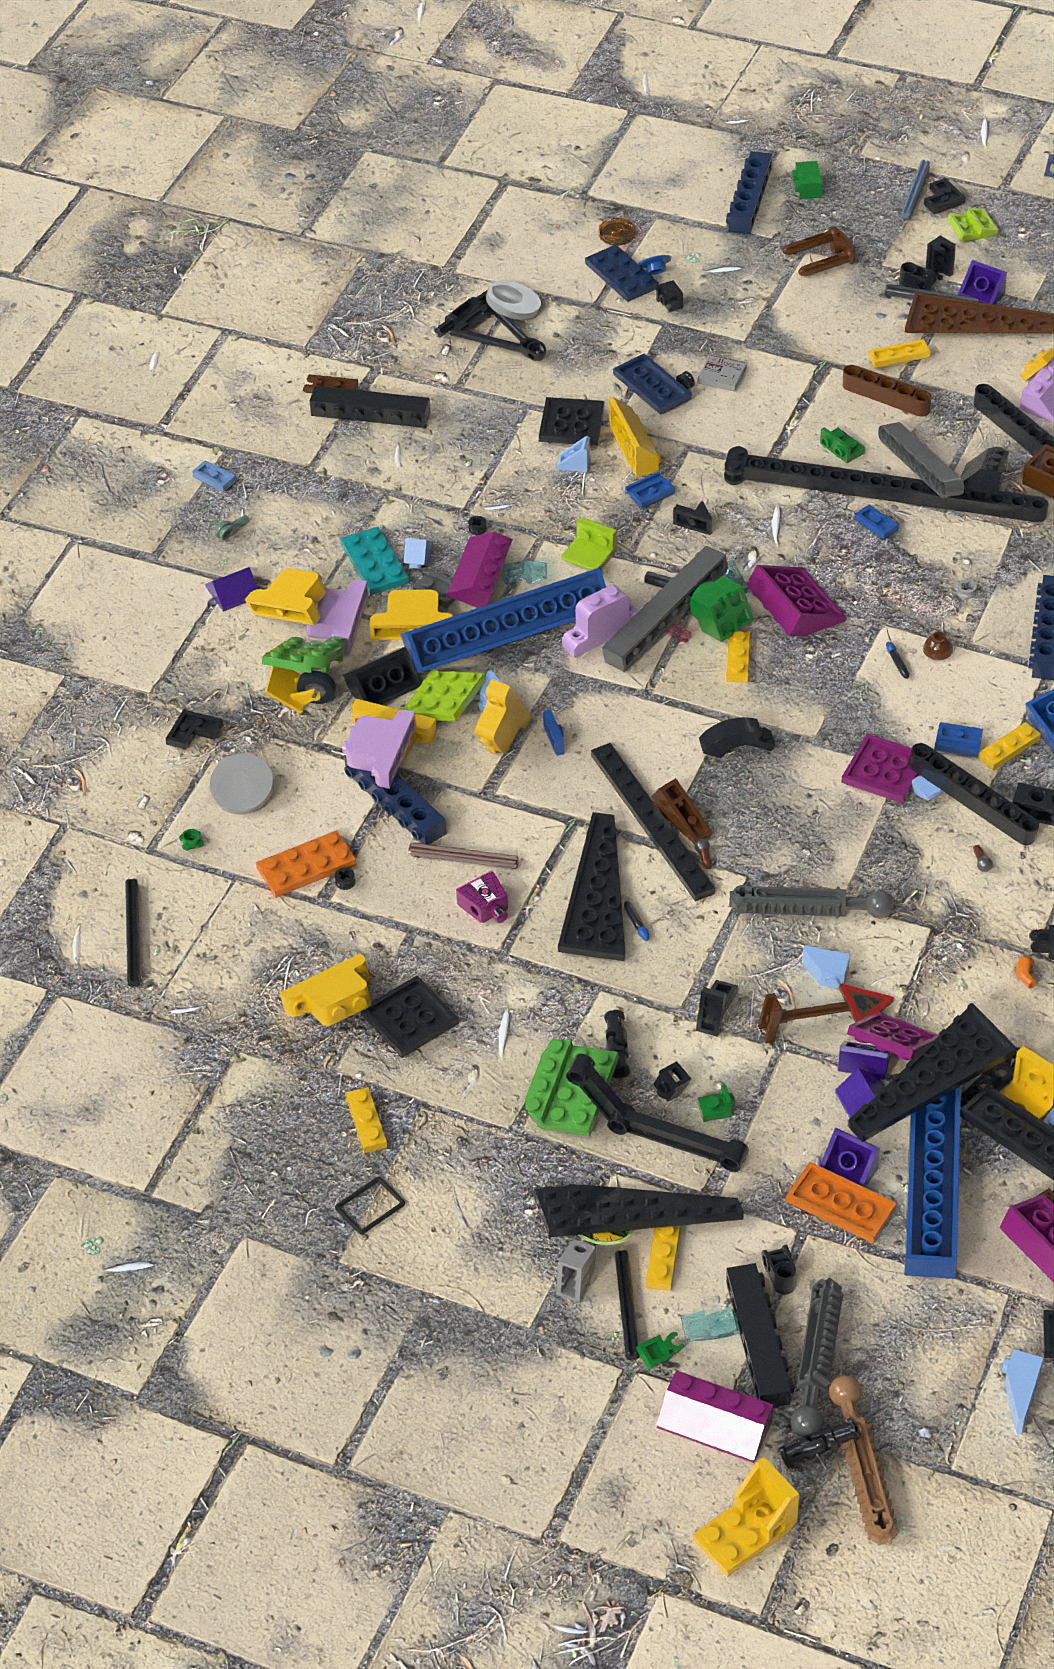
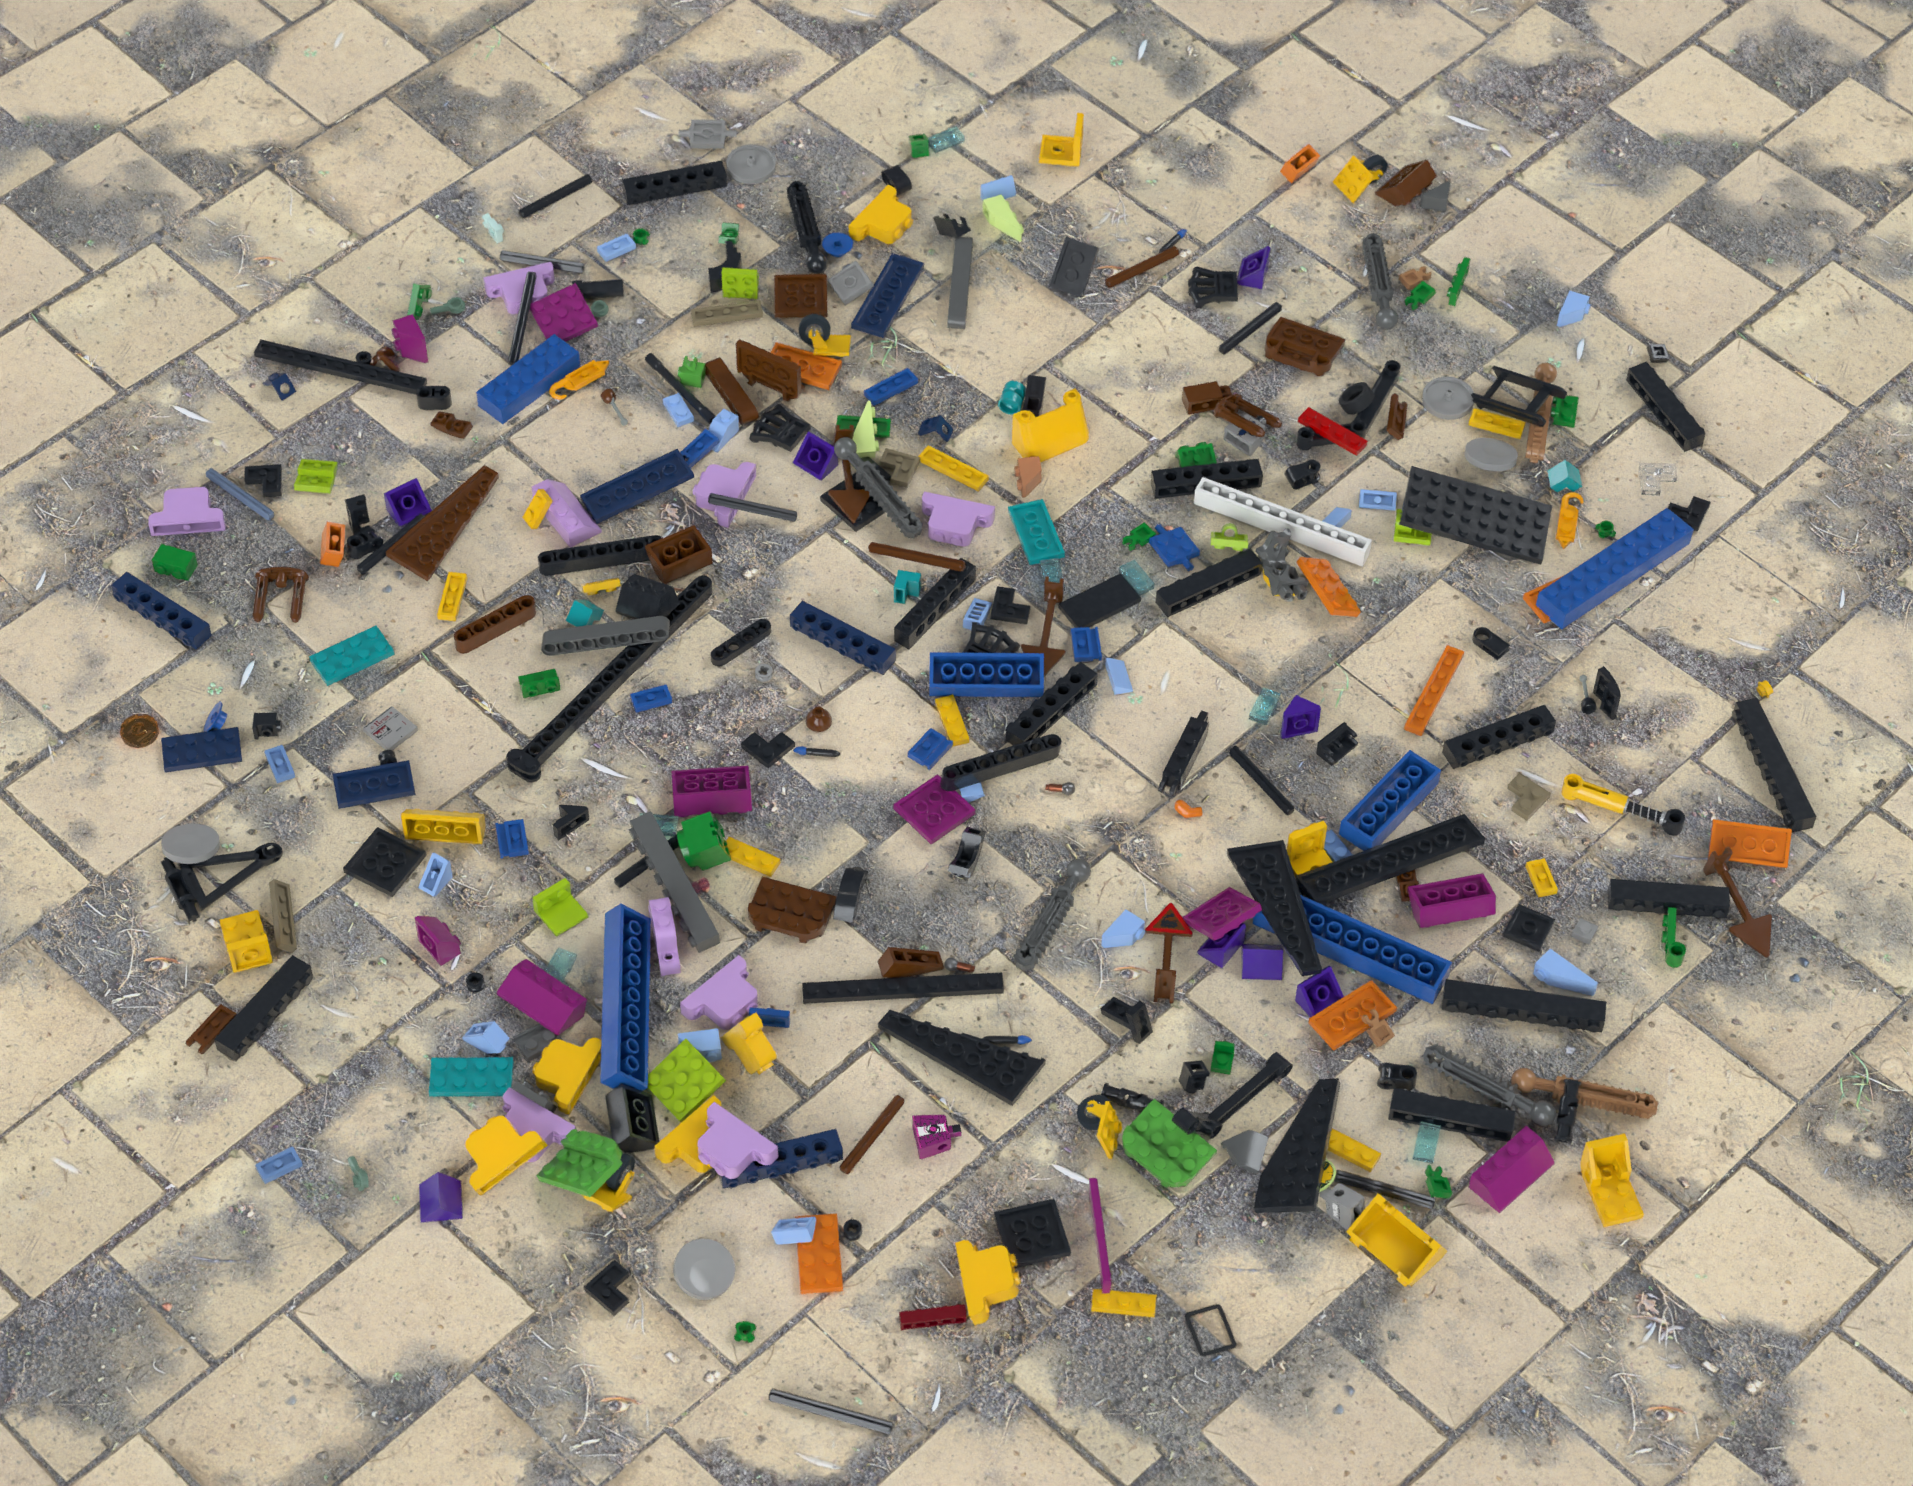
camera: 70 degrees left, 5 degrees up
(270, 967) = (932, 1317): none -> dark red piece
(317, 831) = (794, 1230): none -> light blue slope
(368, 601) = (541, 1098): none -> dark grey plate
(429, 1066) = (1099, 1233): none -> magenta tile
(431, 374) = (246, 941): none -> yellow bracket
(473, 381) = (282, 915): none -> dark tan plate
(503, 478) = (437, 939): none -> magenta slope
(560, 691) = (723, 997): none -> lavender brick
(565, 1332) = (1395, 1241): none -> yellow windscreen
(568, 1023) = (1098, 1114): none -> yellow plate
(609, 1163) = (1246, 1150): none -> dark grey slope
(635, 320) = (279, 764): none -> medium blue plate
(689, 703) = (790, 909): none -> reddish brown plate
(787, 320) = (351, 655): none -> teal plate
(831, 1231) = (1379, 1030): none -> medium nougat plate
(841, 812) = (968, 853): none -> black arch
(867, 165) = (186, 512): none -> lavender brick
(875, 627) = (768, 752): none -> black plate
(892, 257) = (332, 544): none -> orange brick
(943, 440) = (583, 613): none -> teal piece
(952, 1363) = (1524, 1005): none -> black brick
(979, 437) = (593, 587): none -> yellow plate
(992, 559) = (739, 640): none -> black beam

